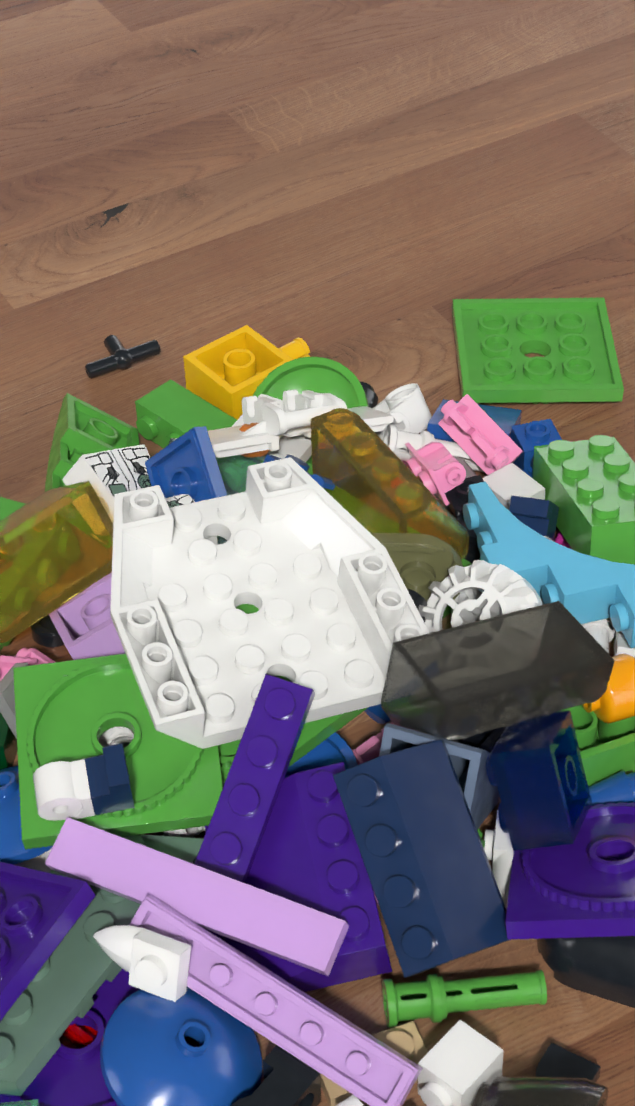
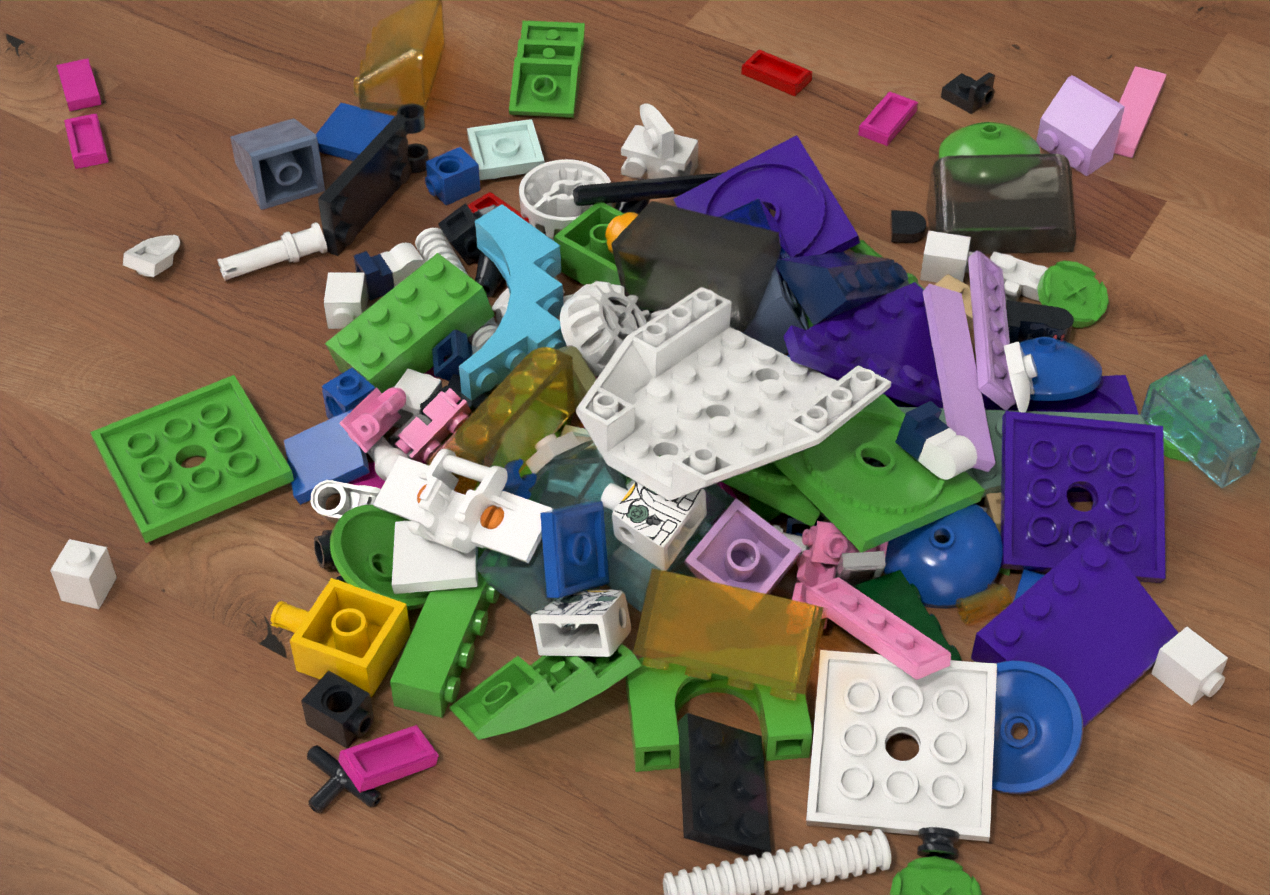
camera: 120 degrees left, 5 degrees up
(113, 378) = (388, 758): none -> dark pink tile
(169, 360) = (333, 695): none -> black brick
(430, 265) = (83, 574): none -> white brick

